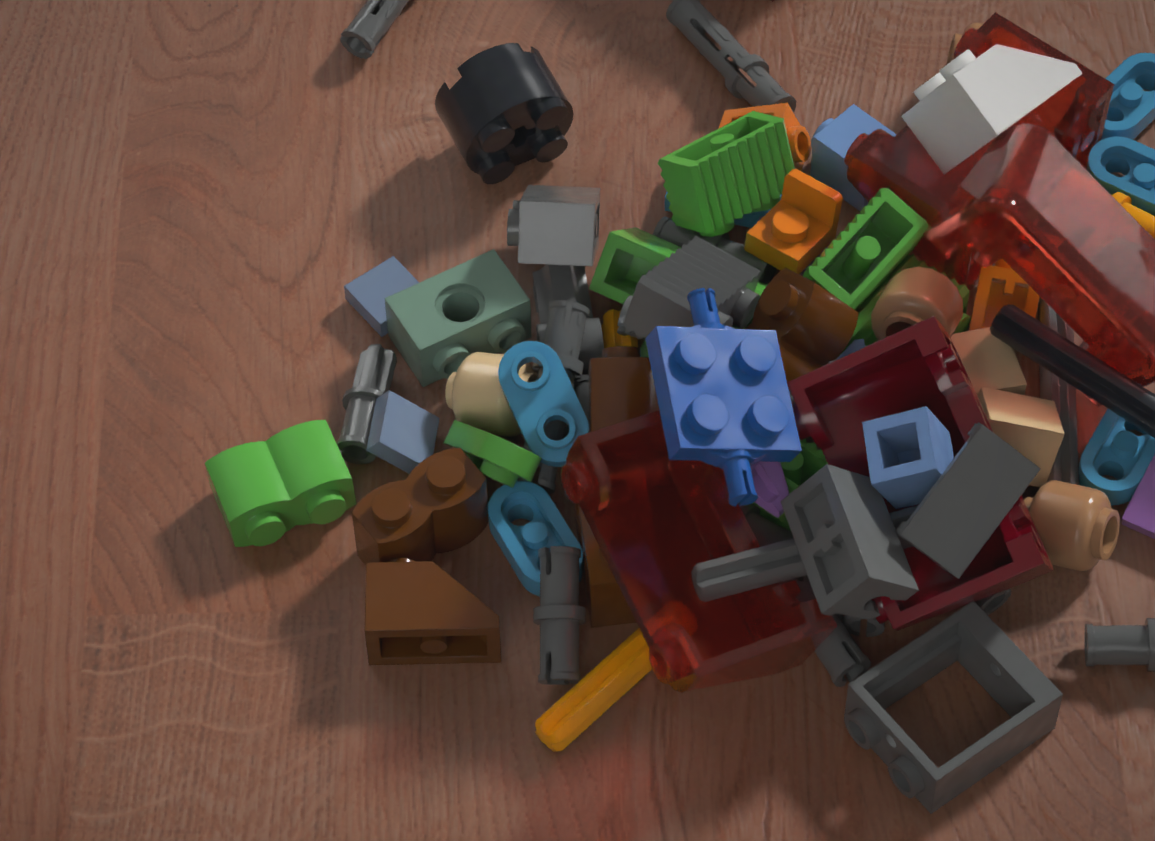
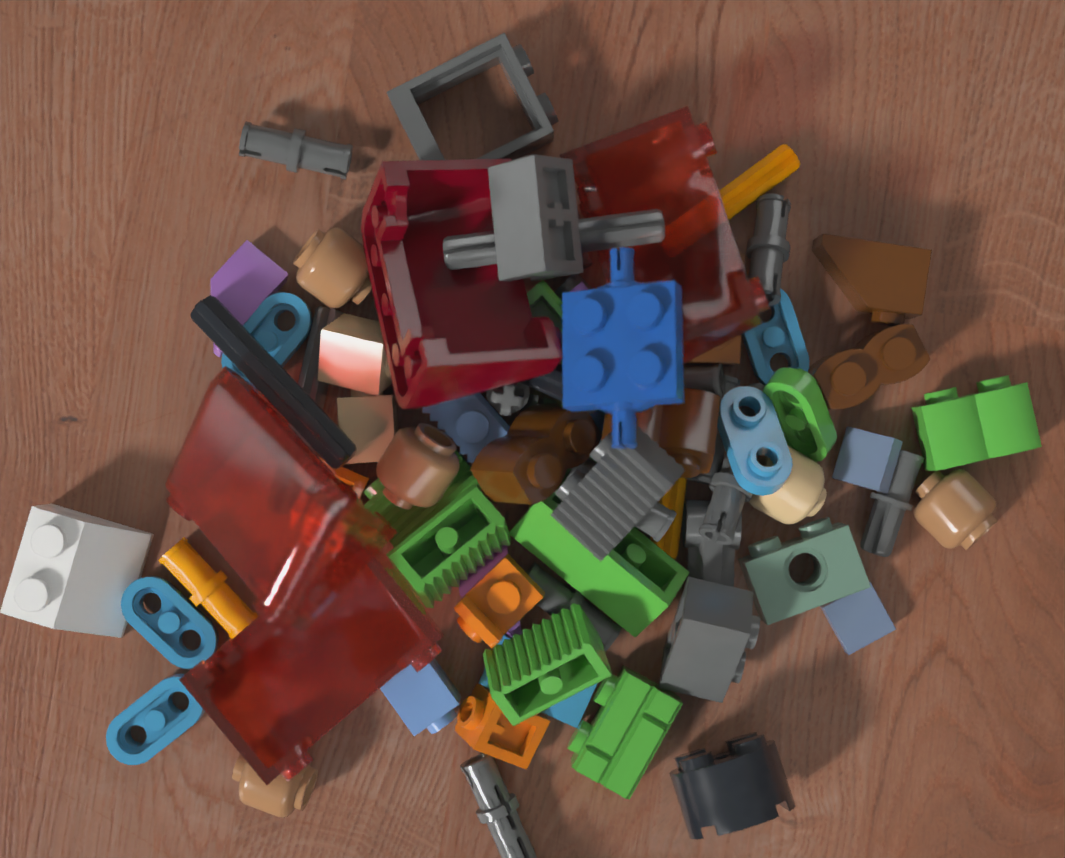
camera: 170 degrees left, 35 degrees up
(292, 393) = (955, 508): none -> medium nougat head
(625, 152) = (623, 731): none -> bright green brick
(906, 455) = (467, 283): medium blue brick -> none
(968, 501) = (425, 226): dark grey hinge -> none
(982, 98) = (300, 678): white slope -> none

